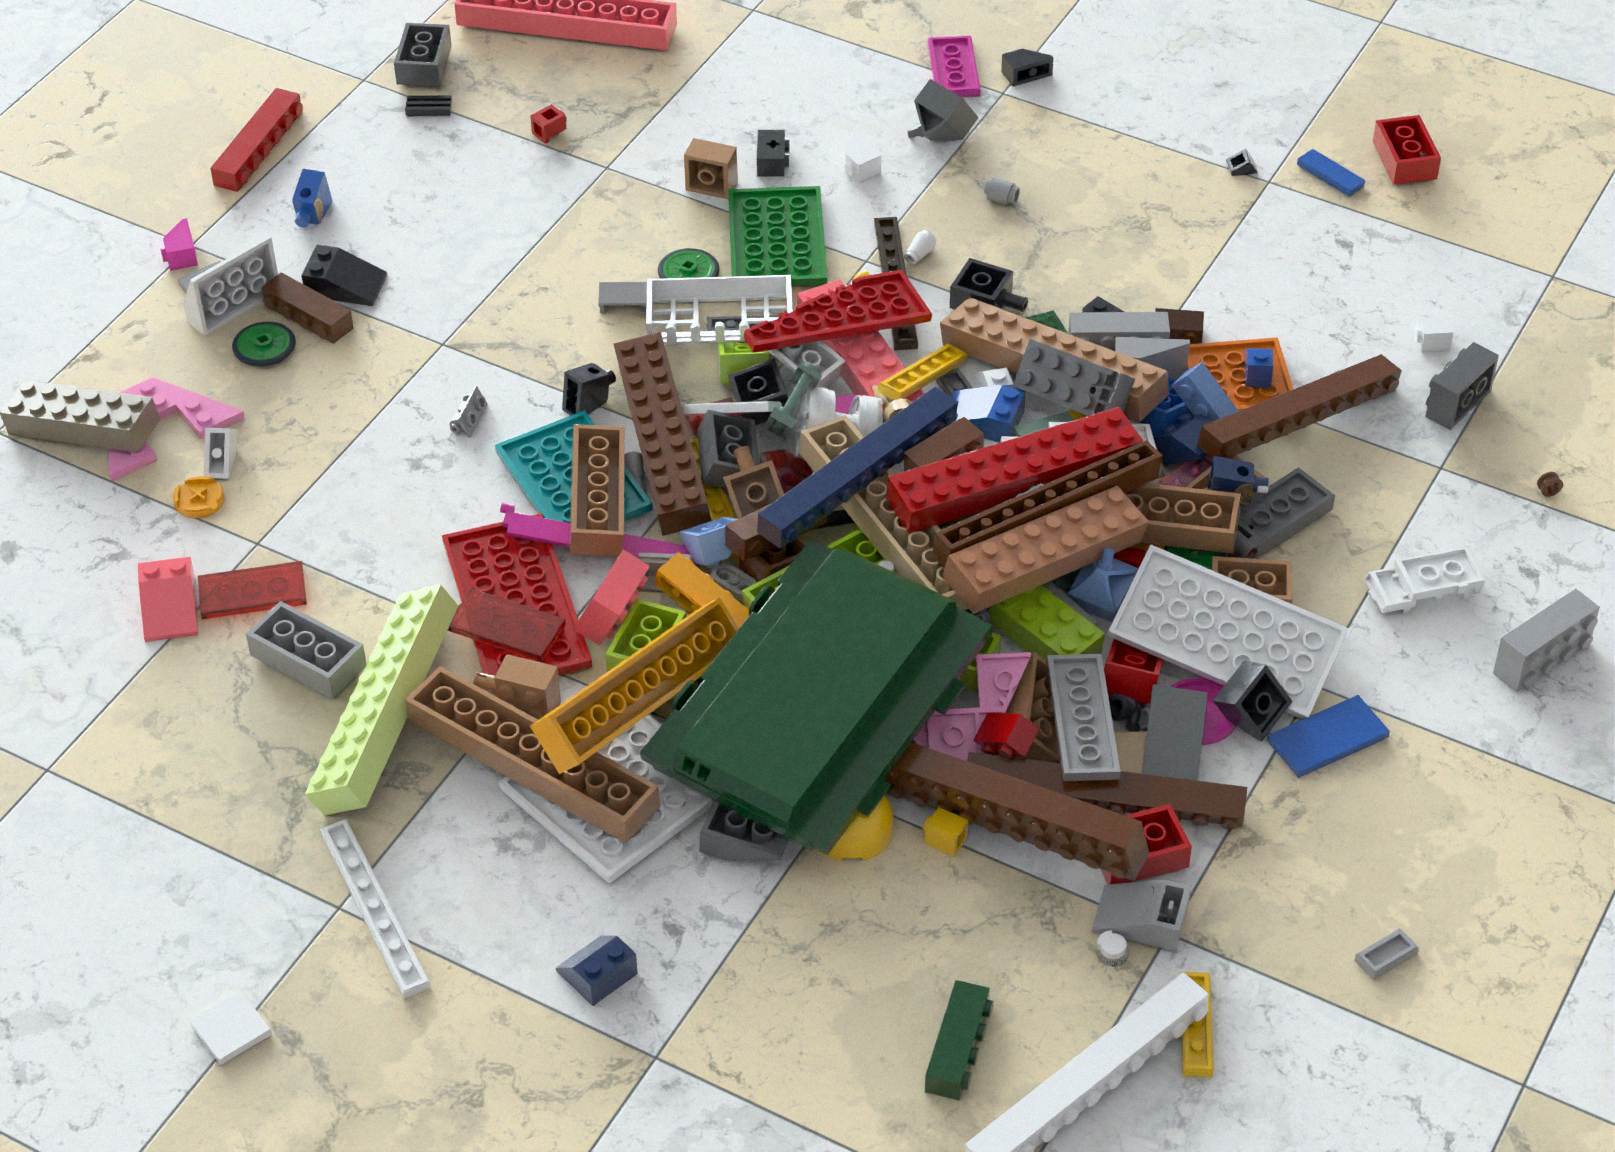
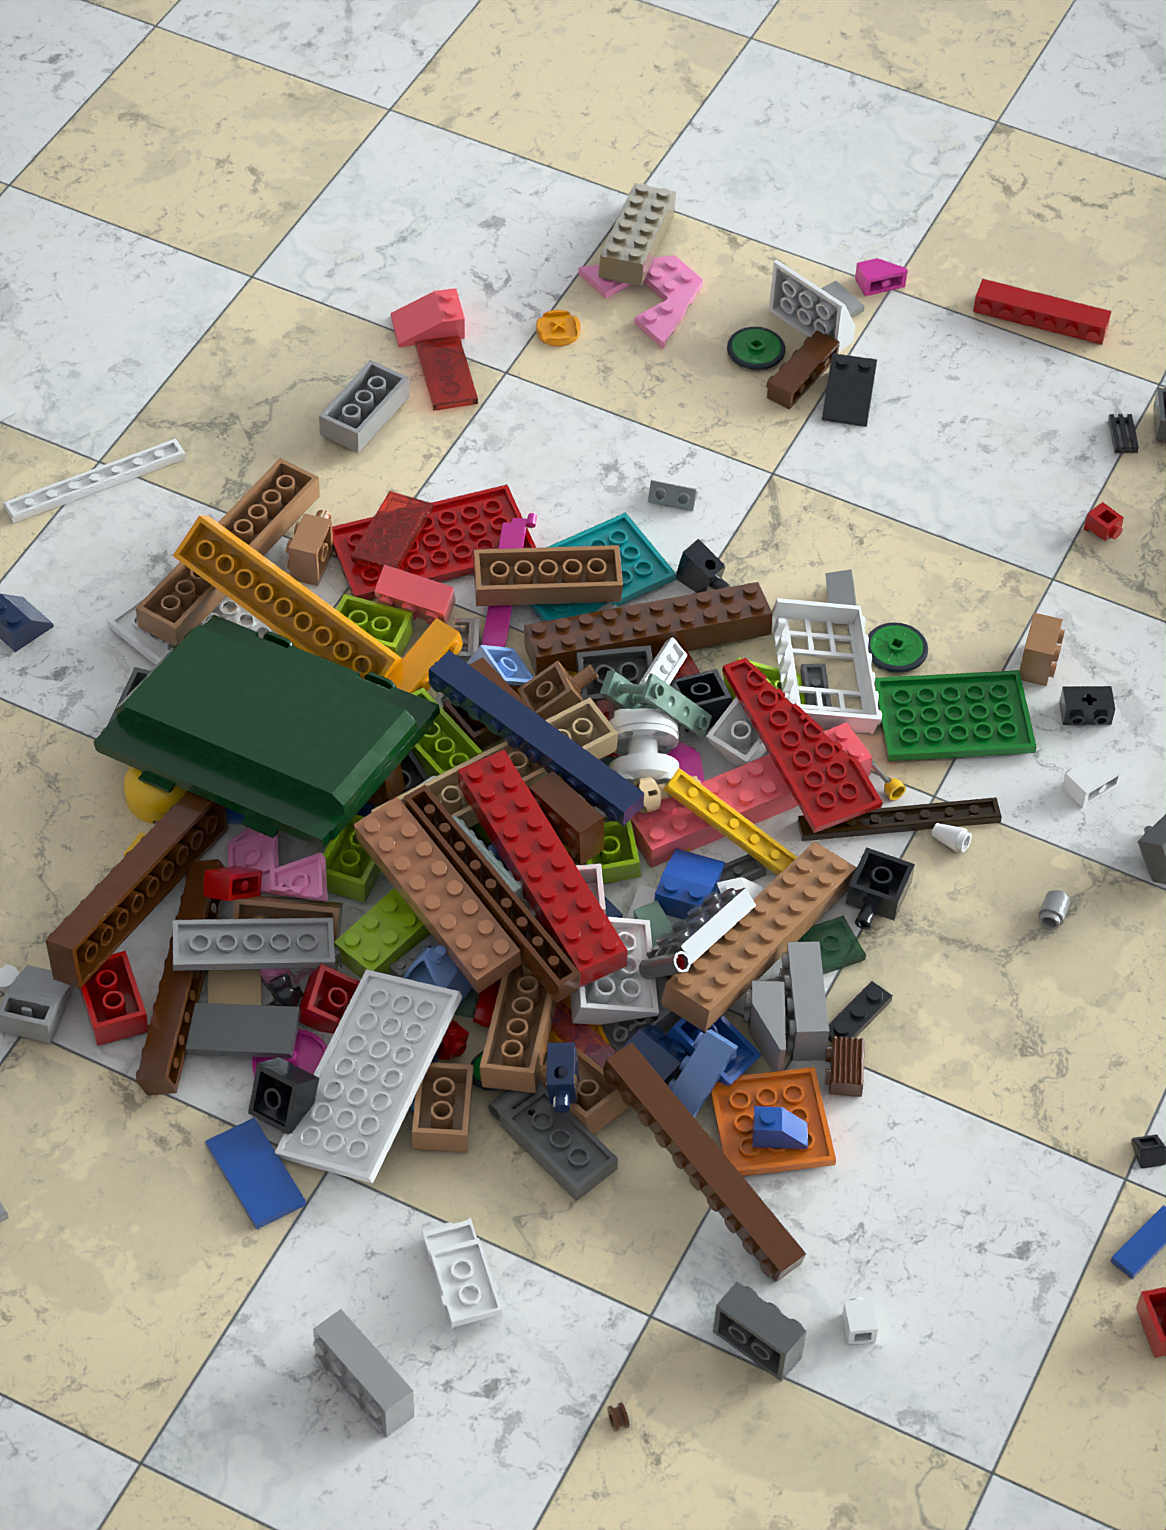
camera: 85 degrees right, 5 degrees up
(219, 452) = (609, 330): white slope -> none
(311, 198) = (950, 354): blue torso -> none
(378, 706) = (326, 459): yellowish green brick -> none

